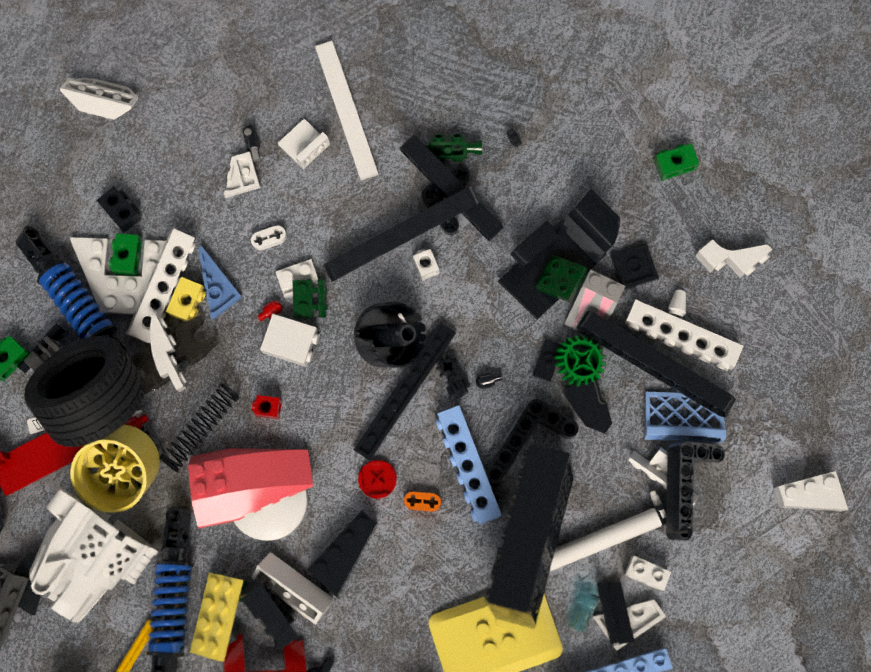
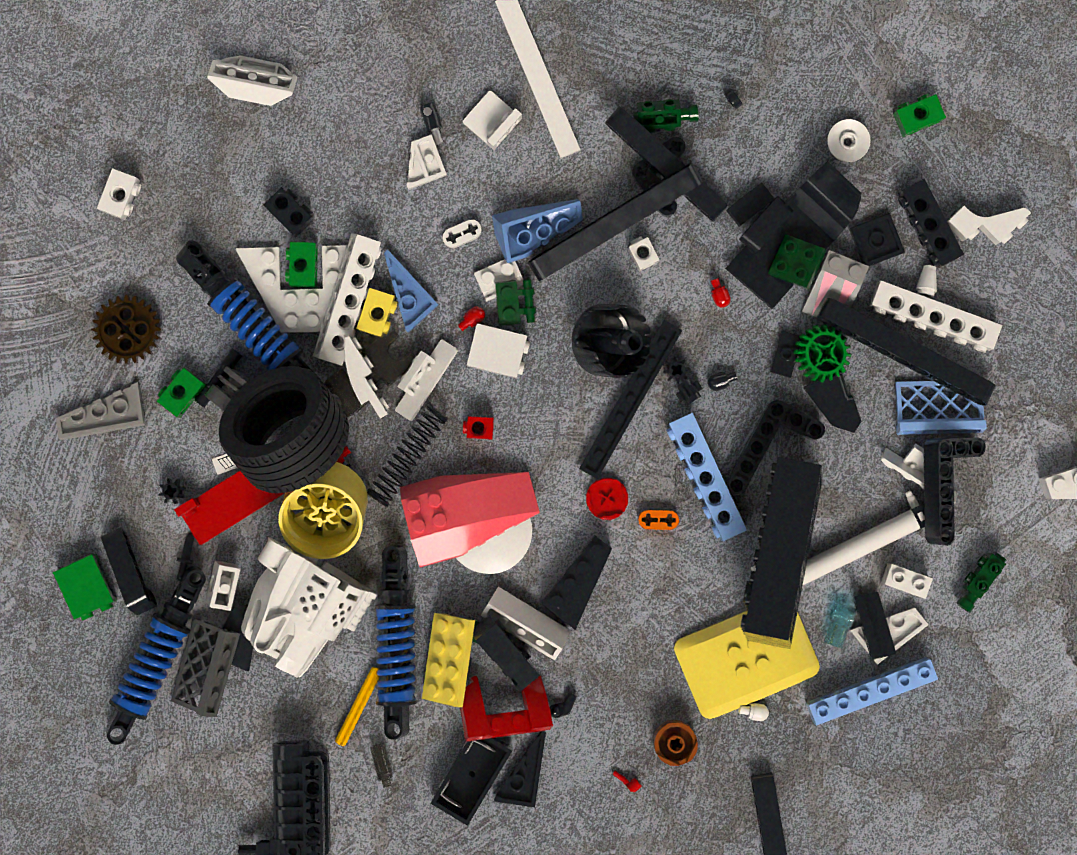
camera: 10 degrees left, 10 degrees up
(19, 533) = (222, 585): none -> white brick
(220, 359) = (423, 377): none -> white bracket
(328, 236) = (529, 227): none -> medium blue wedge
(492, 303) = (720, 294): none -> red cylinder
(522, 228) = (750, 204): none -> black slope
(616, 171) = (850, 130): none -> white dish
(675, 227) = (921, 192): none -> black brick
(719, 573) = (982, 575): none -> dark green brick

